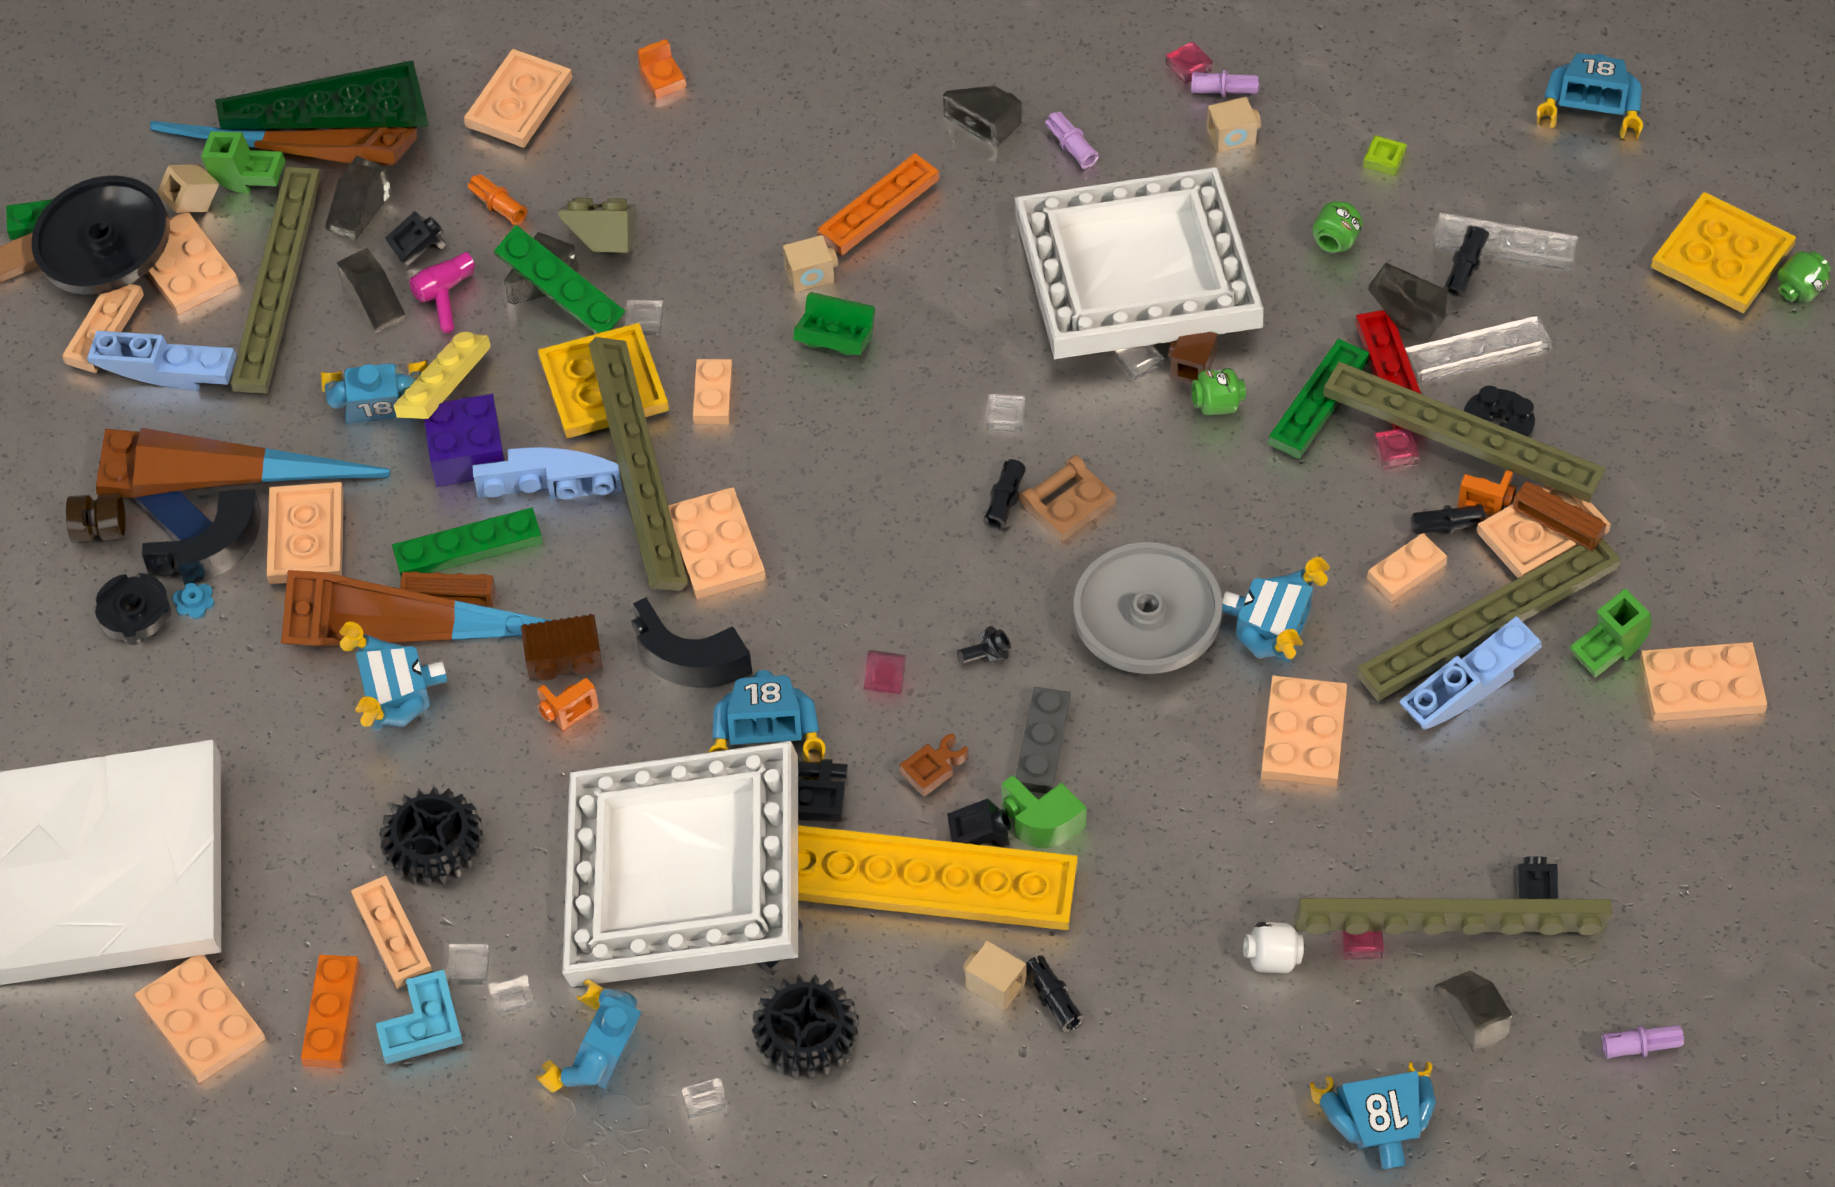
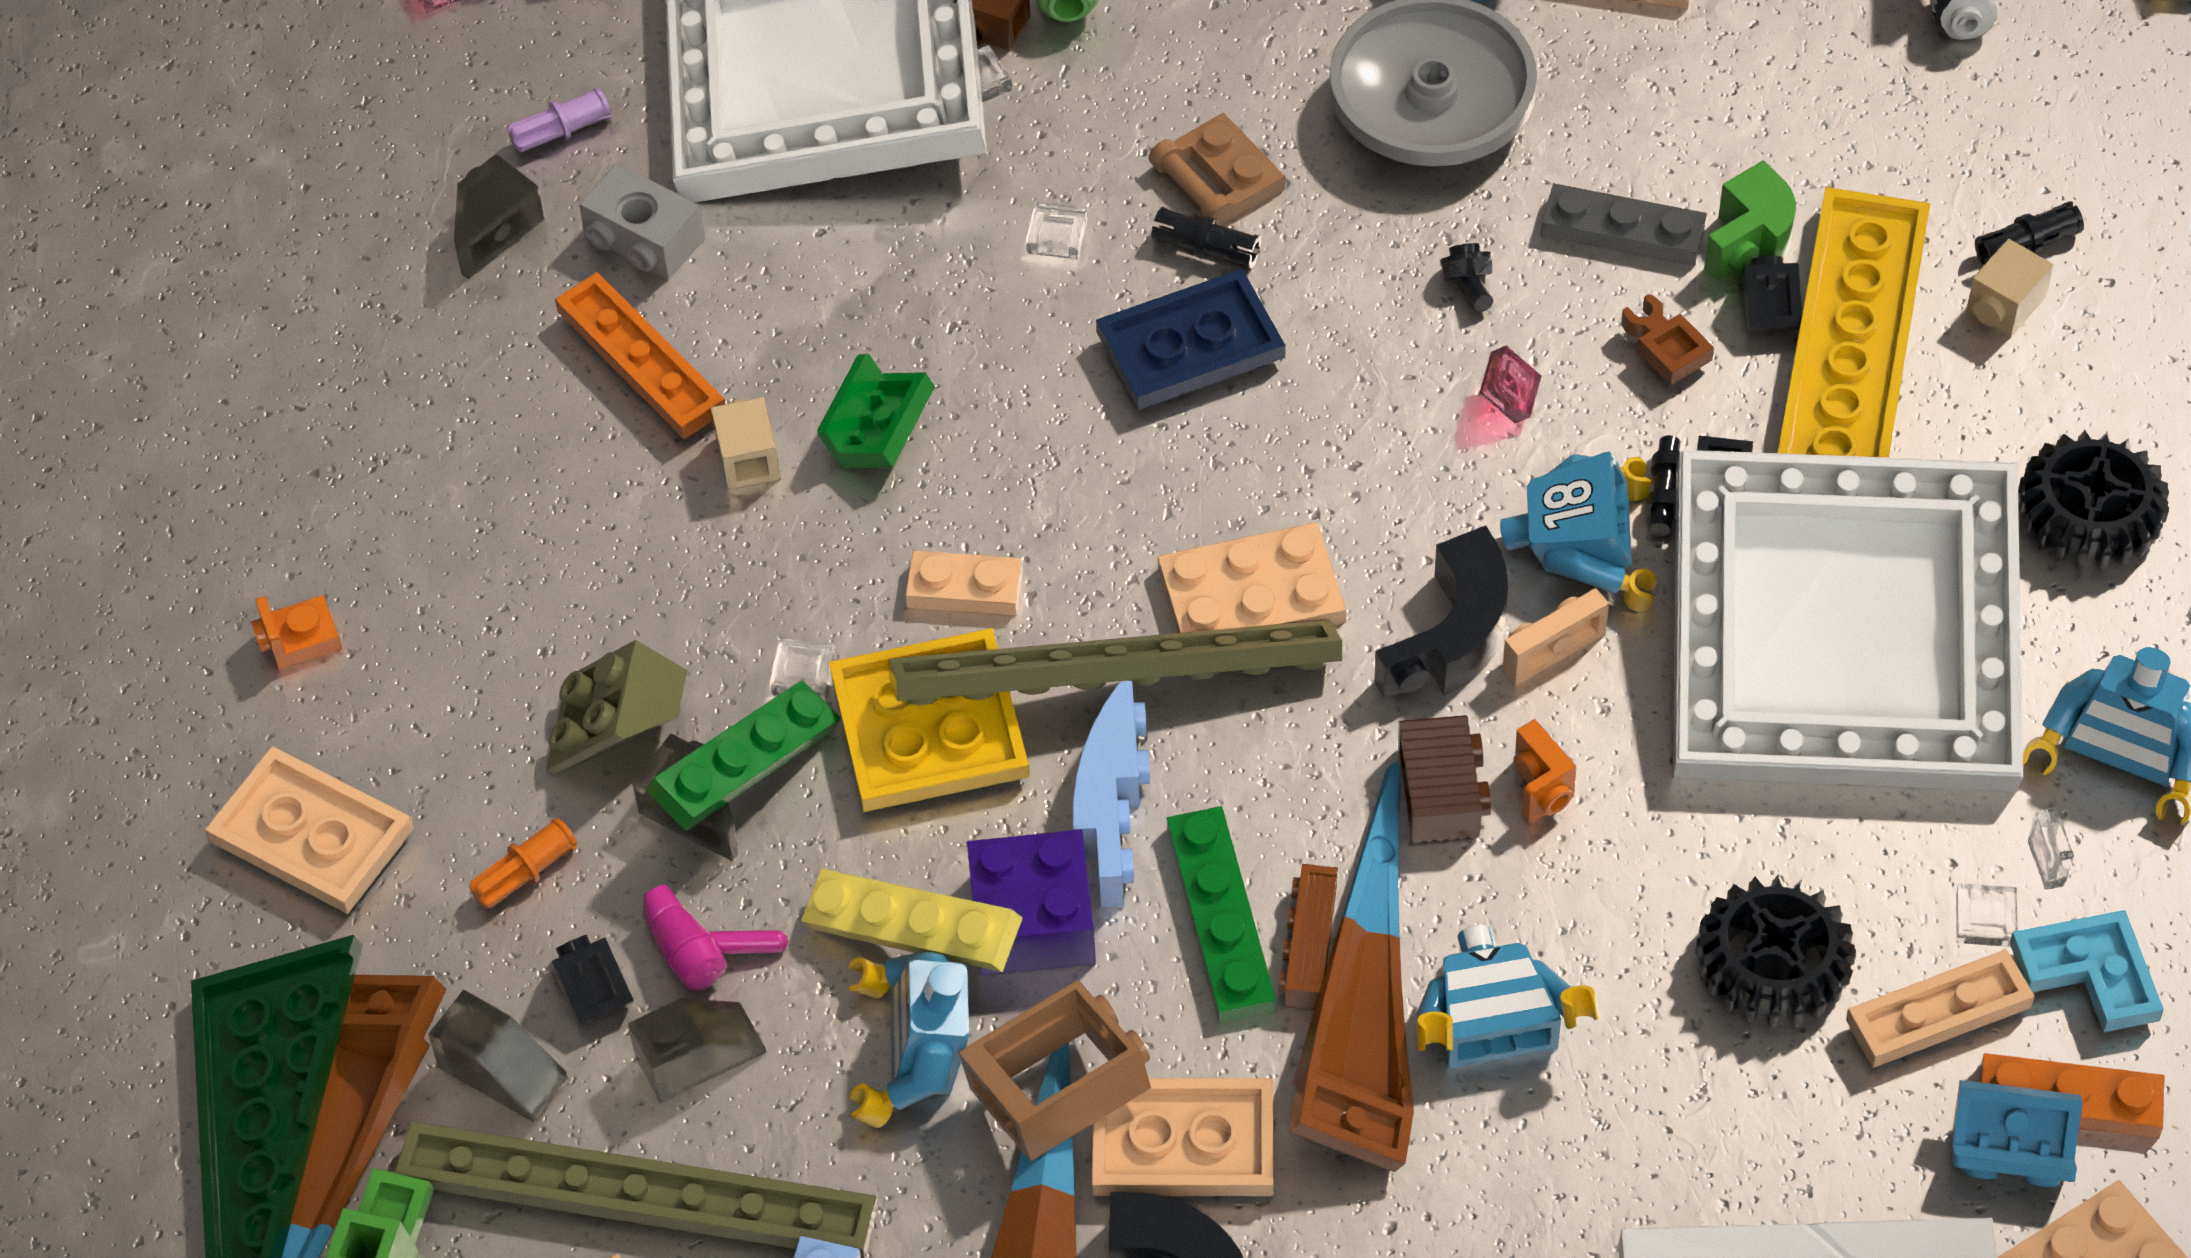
camera: 85 degrees left, 0 degrees up
(290, 969) = (2015, 1133): none -> dark azure bracket
(336, 424) = (1033, 1036): none -> medium nougat window
(668, 697) = (1555, 637): none -> light nougat plate
(913, 491) = (1190, 339): none -> dark blue plate
(984, 189) = (642, 221): none -> light grey brick

